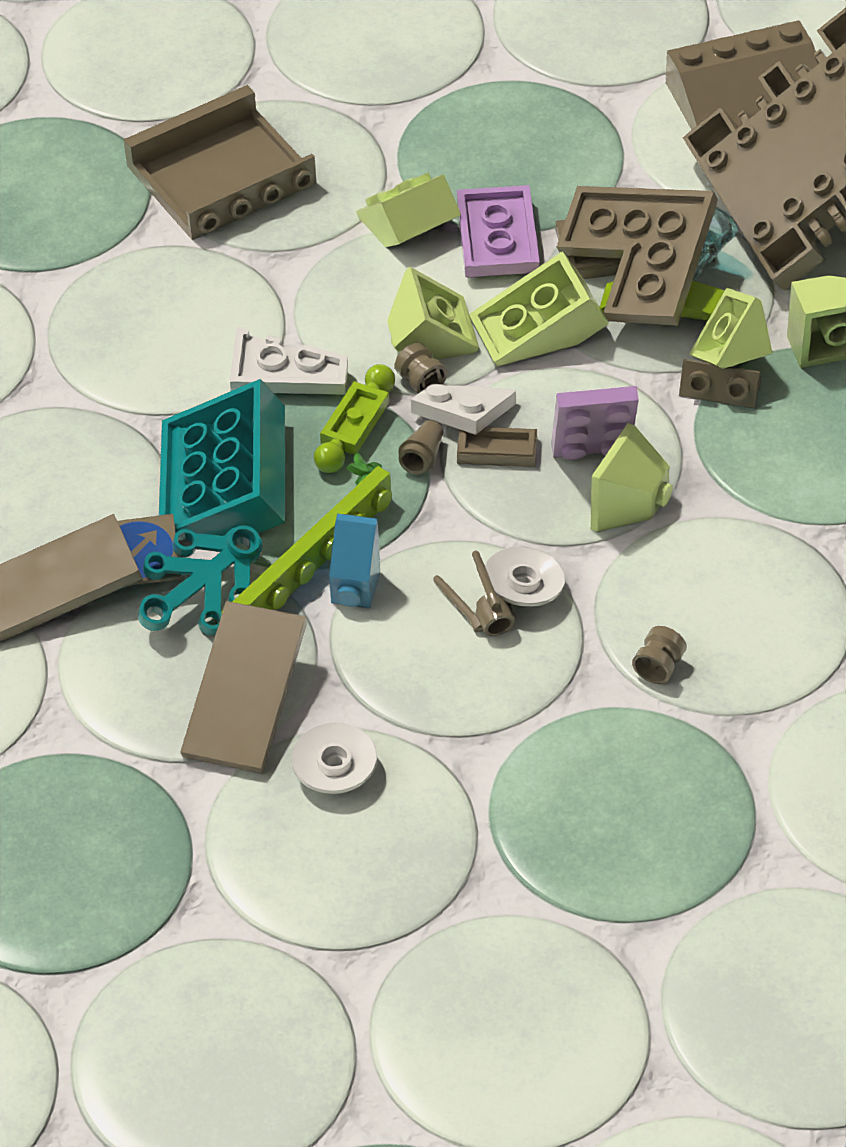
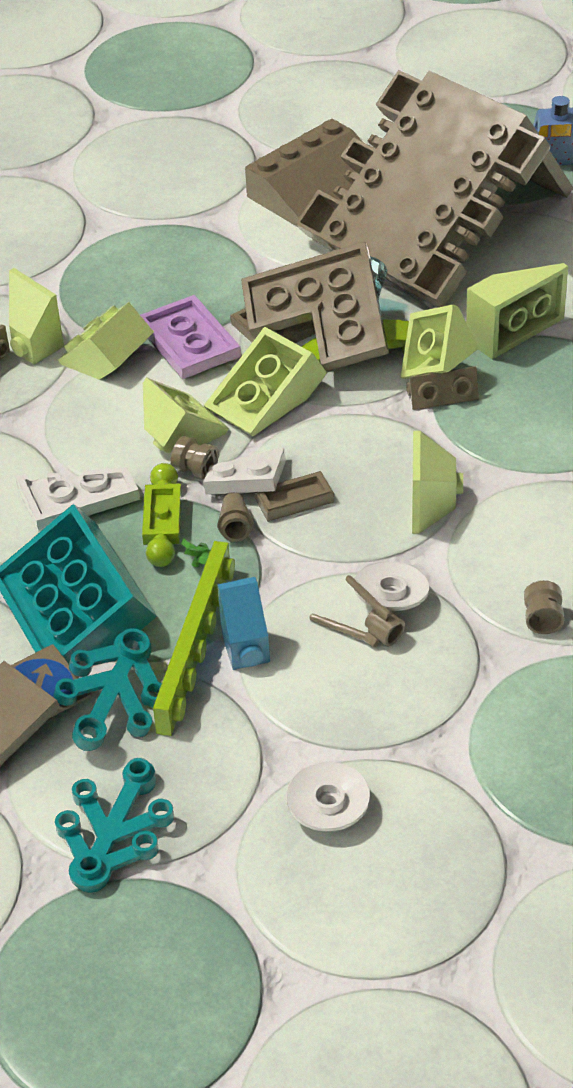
camera: 25 degrees left, 5 degrees down
(180, 674) = (113, 828): none -> teal plant
(244, 687) = (211, 767): dark tan tile -> none
(345, 159) = (33, 318): none -> yellowish green slope
(591, 420) = (378, 442): lavender plate -> none

